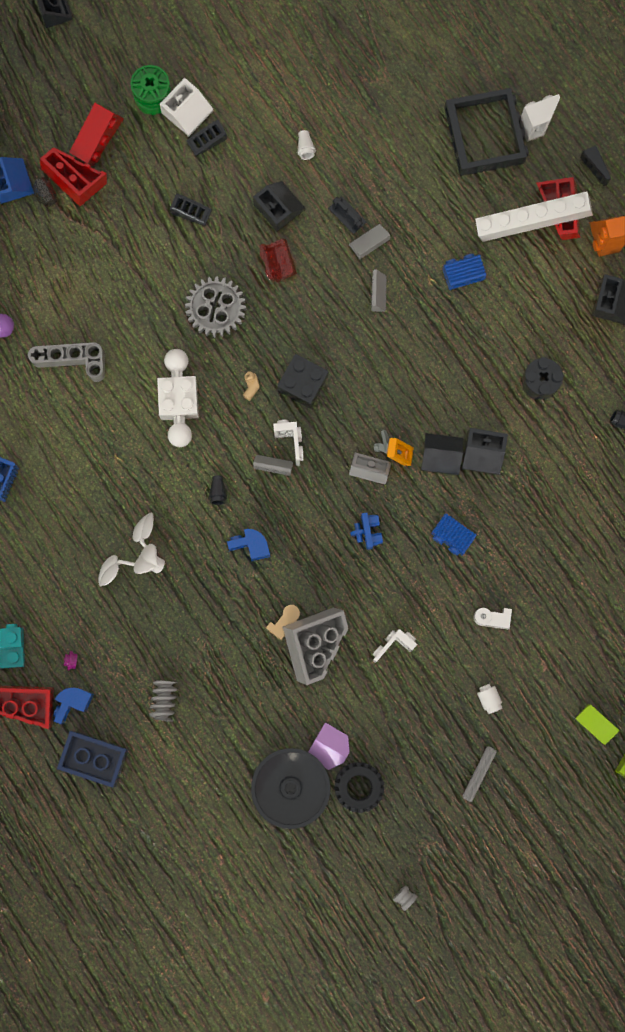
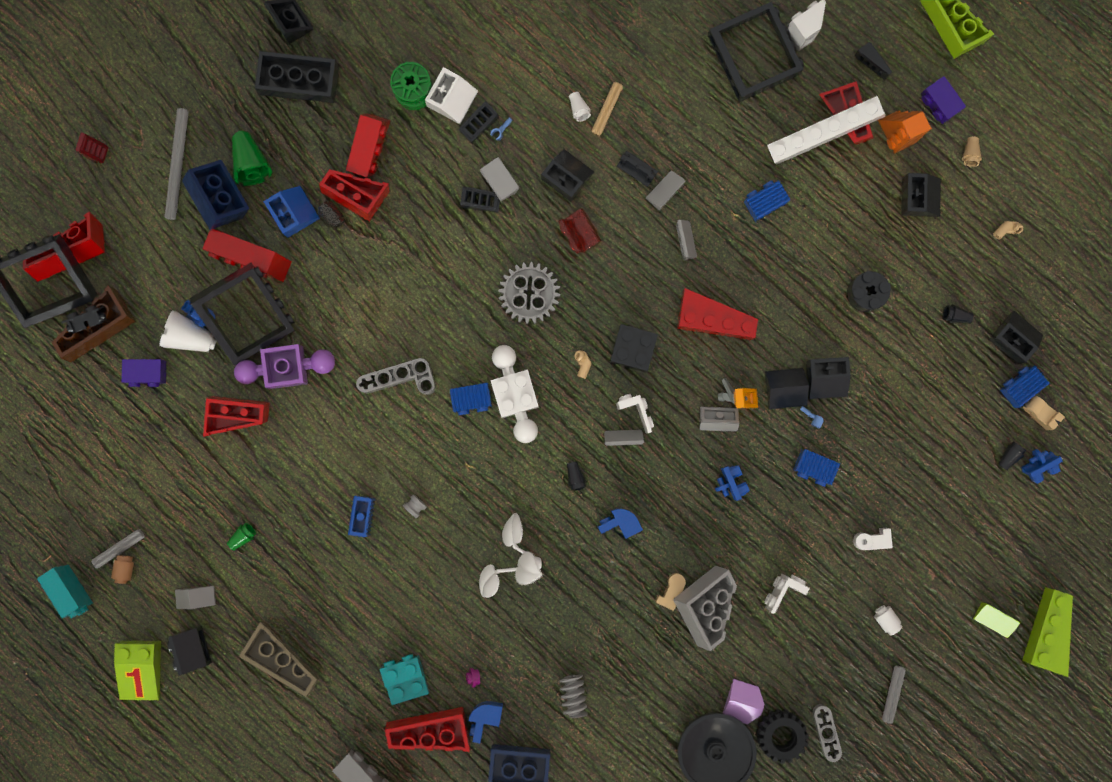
camera: 10 degrees left, 5 degrees up
(45, 57) = (297, 77): none -> black brick
(55, 482) = (414, 506): none -> light grey wheel
(135, 392) = (471, 398): none -> blue brick
(213, 194) = (499, 179): none -> light grey slope
(226, 150) = (501, 129): none -> medium blue hand
(332, 153) = (607, 108): none -> tan axle
(387, 370) = (711, 317): none -> red wedge
(398, 802) = (825, 747): none -> light grey beam
(465, 491) = (817, 420): none -> medium blue hand

